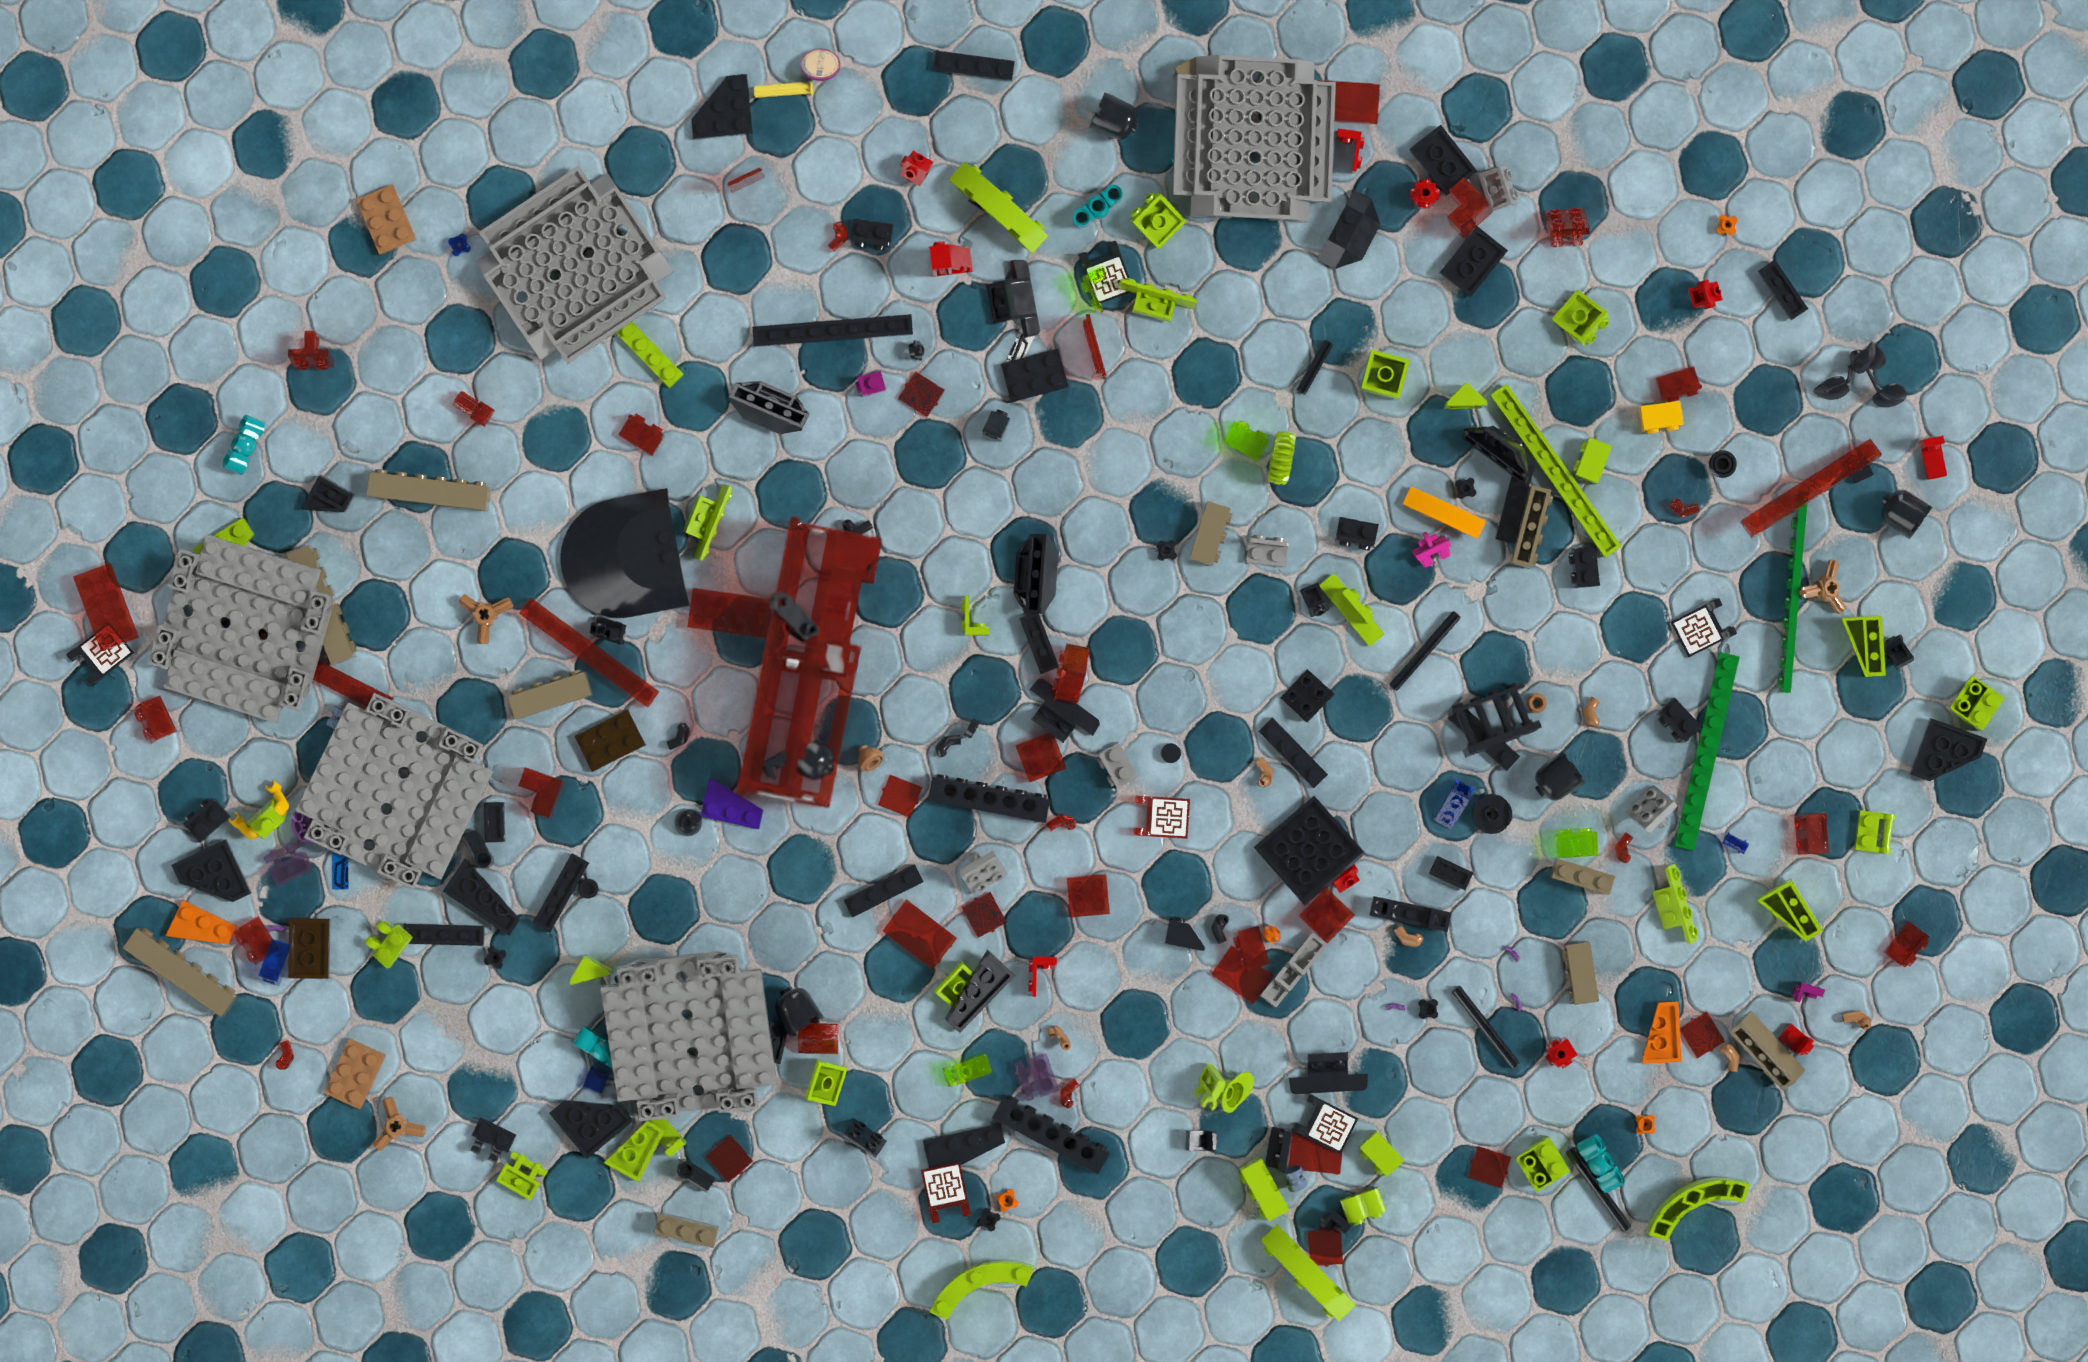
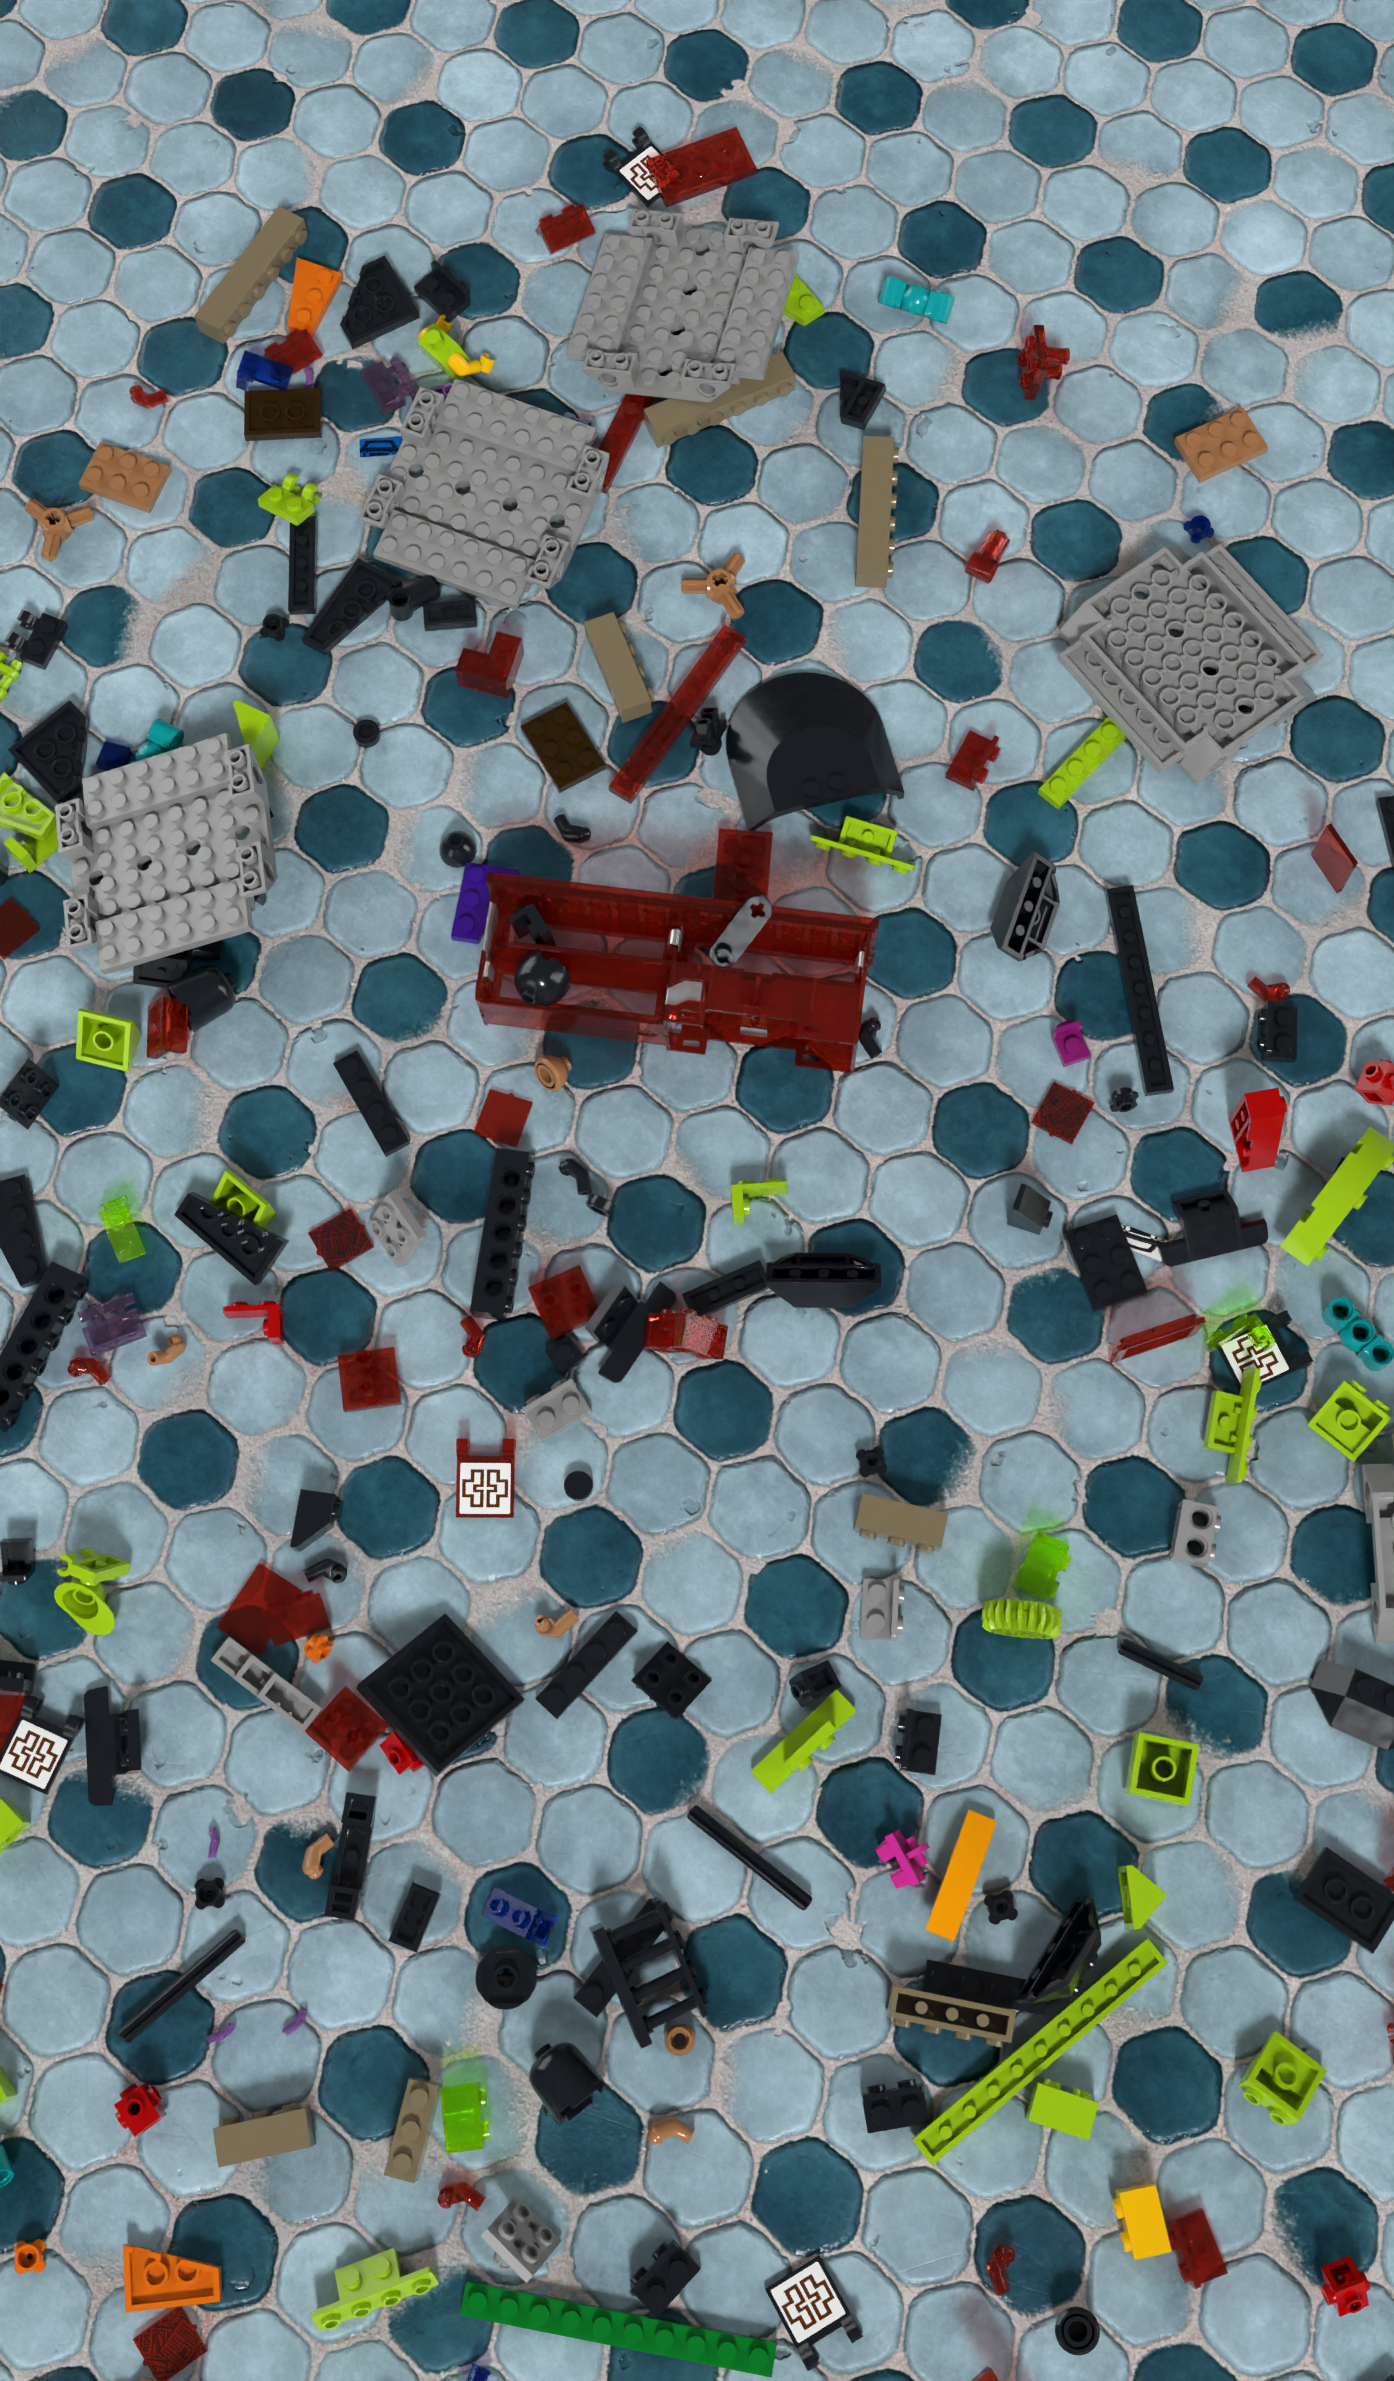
camera: 90 degrees right, 15 degrees down
(561, 892) = (359, 699): black plate -> none
(919, 934) = (312, 1154): clear red piece -> none
(1078, 758) = (565, 1355): none -> black plate
(1228, 341) = (1187, 1531): none -> light grey brick

